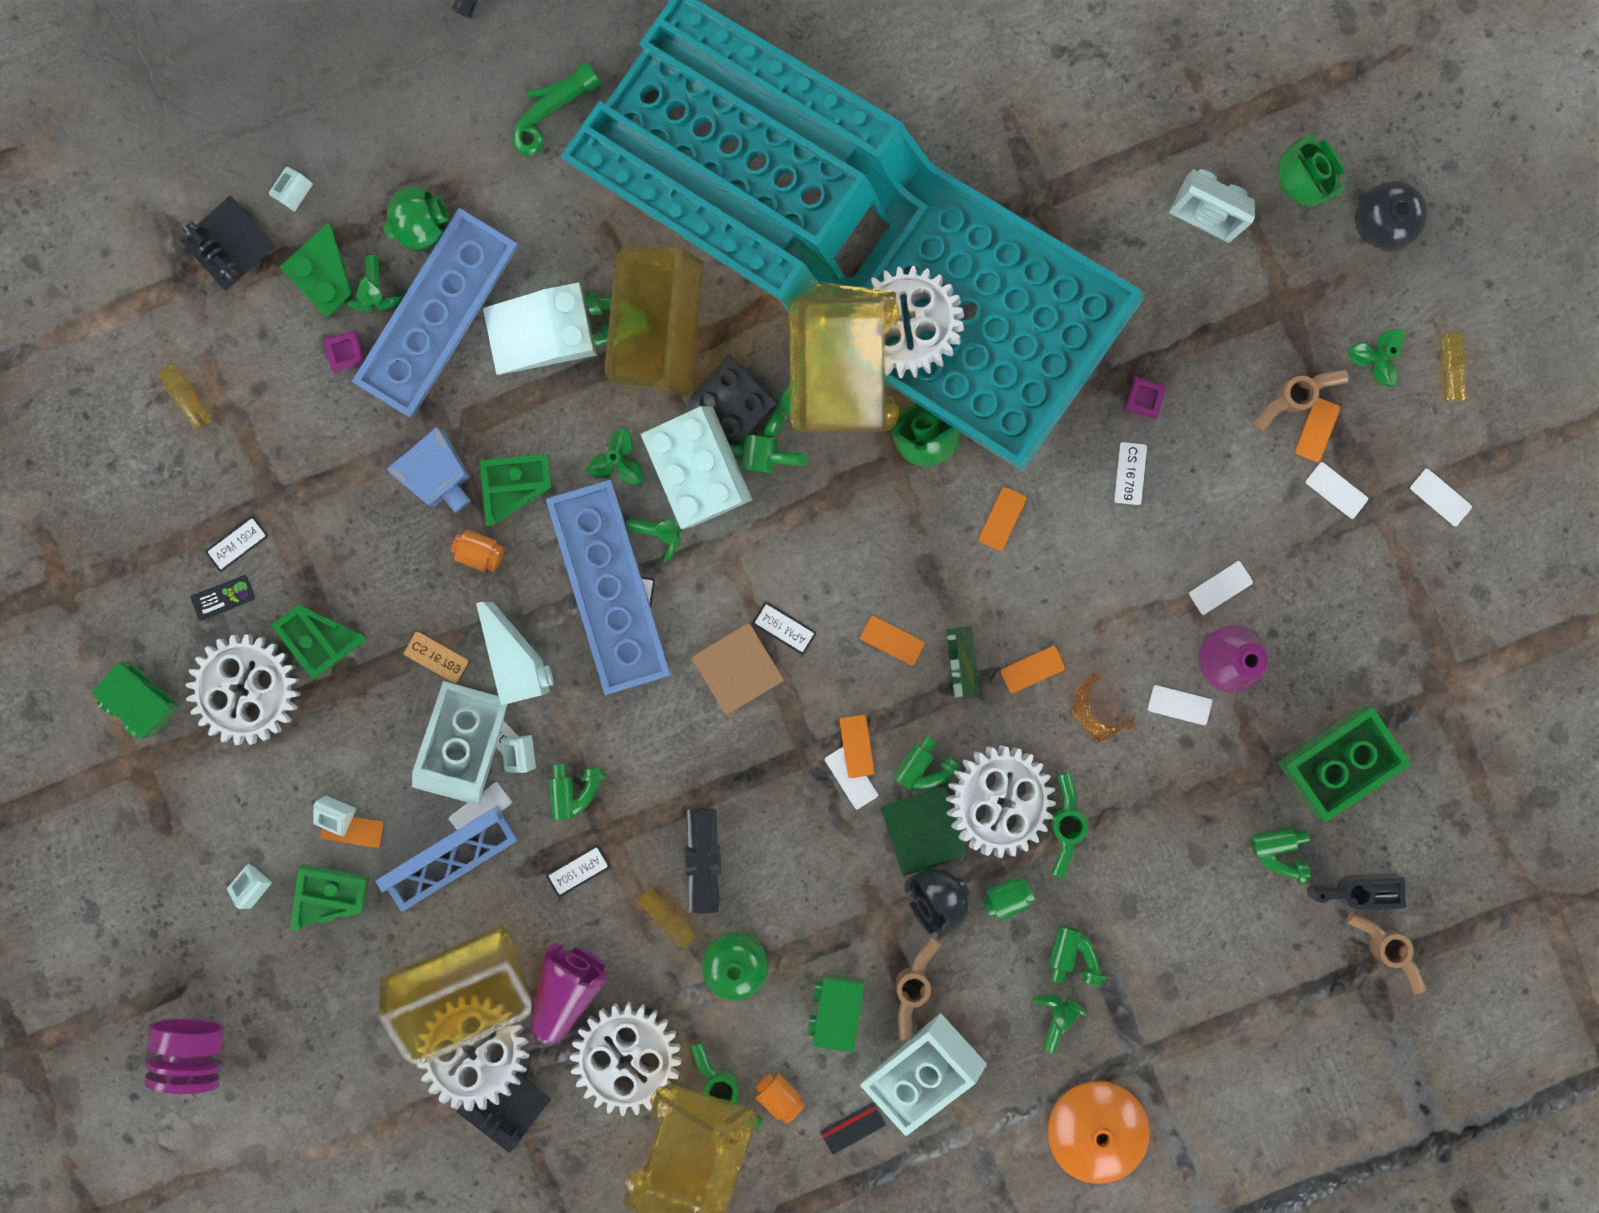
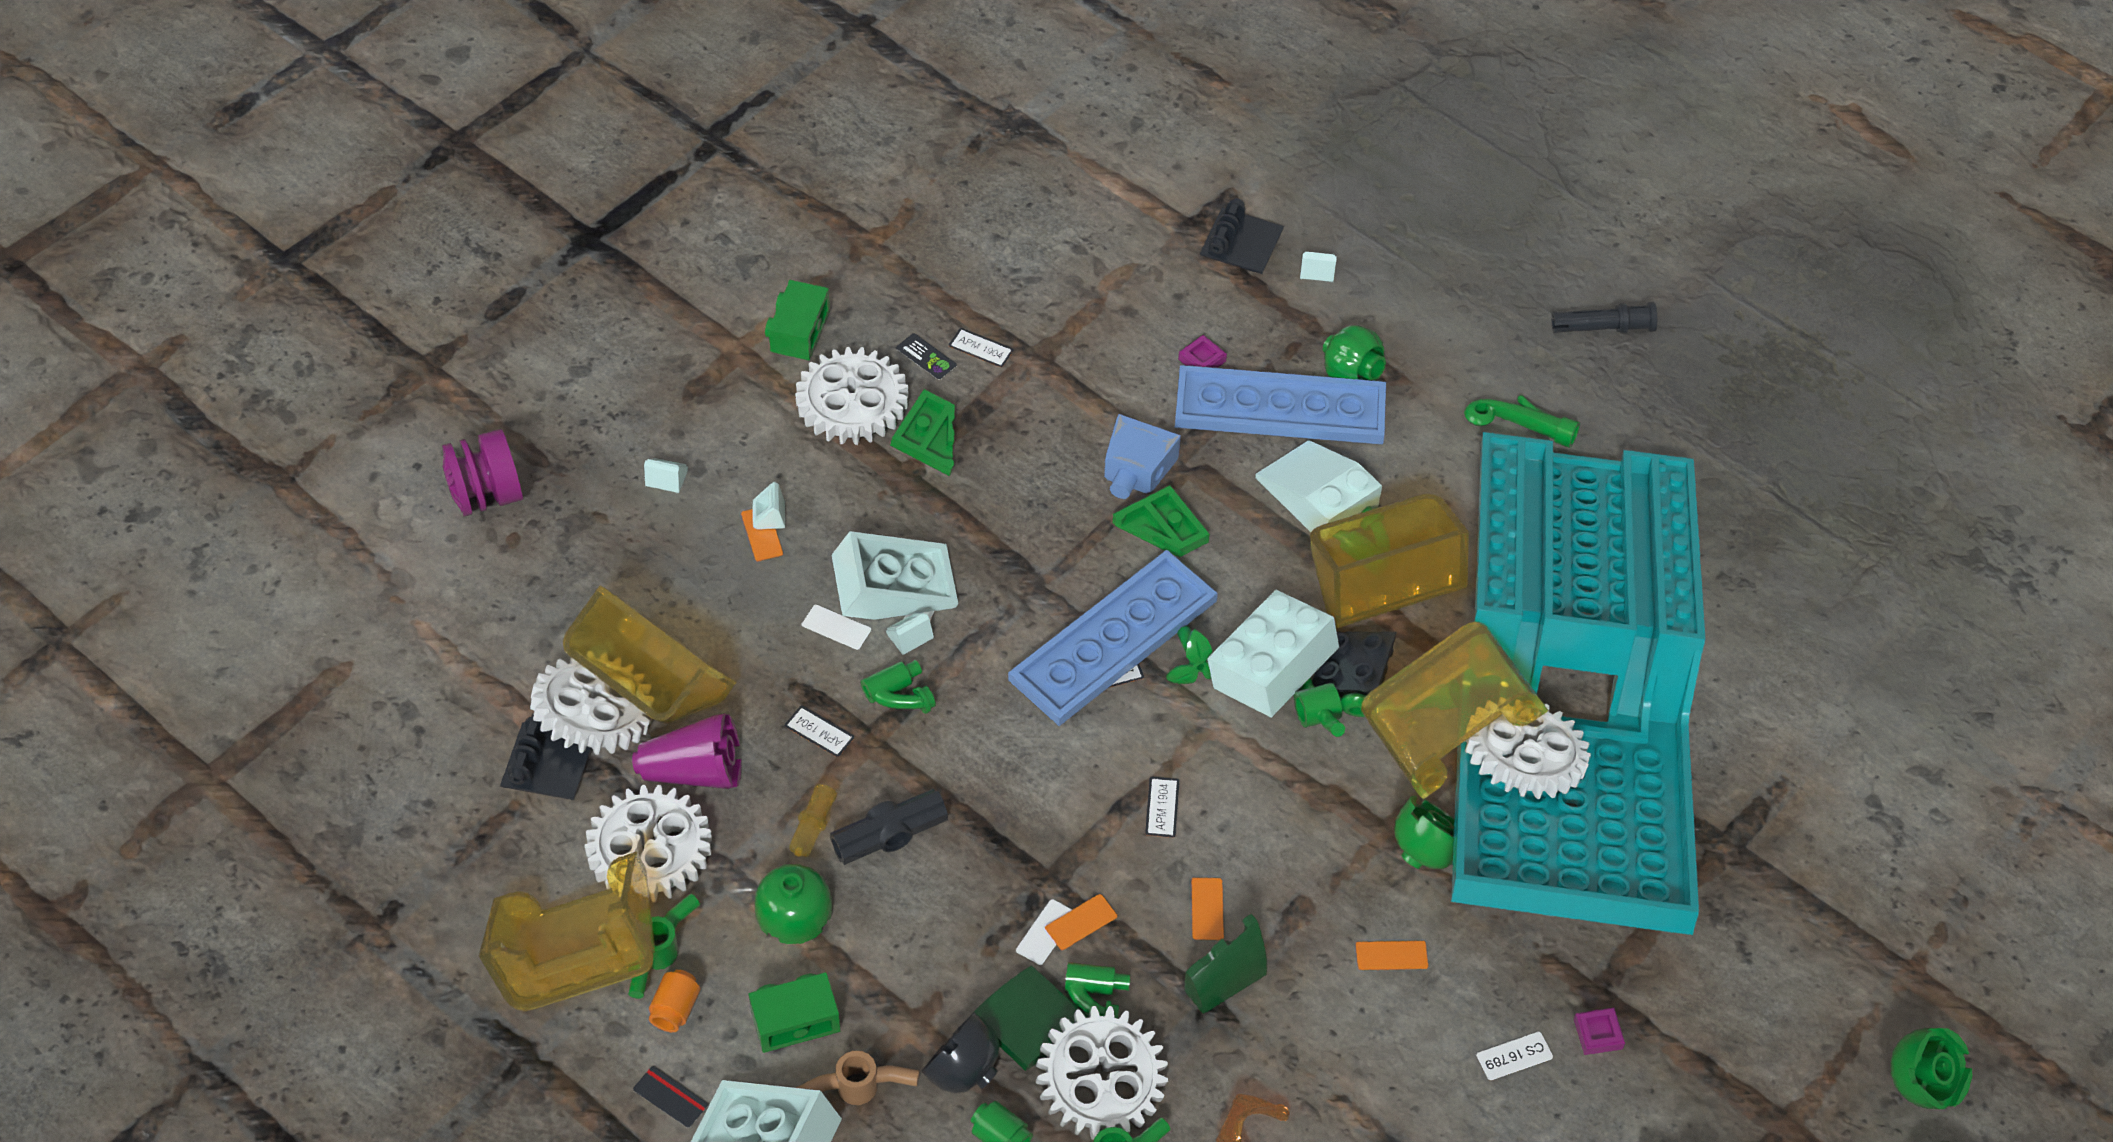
camera: 60 degrees right, 35 degrees down
(183, 396) = (1089, 259): clear yellow axle -> none
(320, 272) = (1260, 312): green wing -> none
(326, 894) = (688, 532): green wing -> none
(369, 290) = (1268, 347): green plant -> none
(435, 852) = (782, 601): medium blue fence -> none
(436, 657) = (964, 534): clear orange sticker -> none
(477, 551) = (1084, 519): orange brick -> none
(514, 662) = (998, 576): light aqua slope -> none
(603, 465) = (1237, 593): green plant -> none
(737, 668) = (1098, 780): medium nougat tile -> none
(1032, 669) = (1256, 1054): orange sticker -> none
(1213, 205) = (1830, 988): light aqua slope -> none

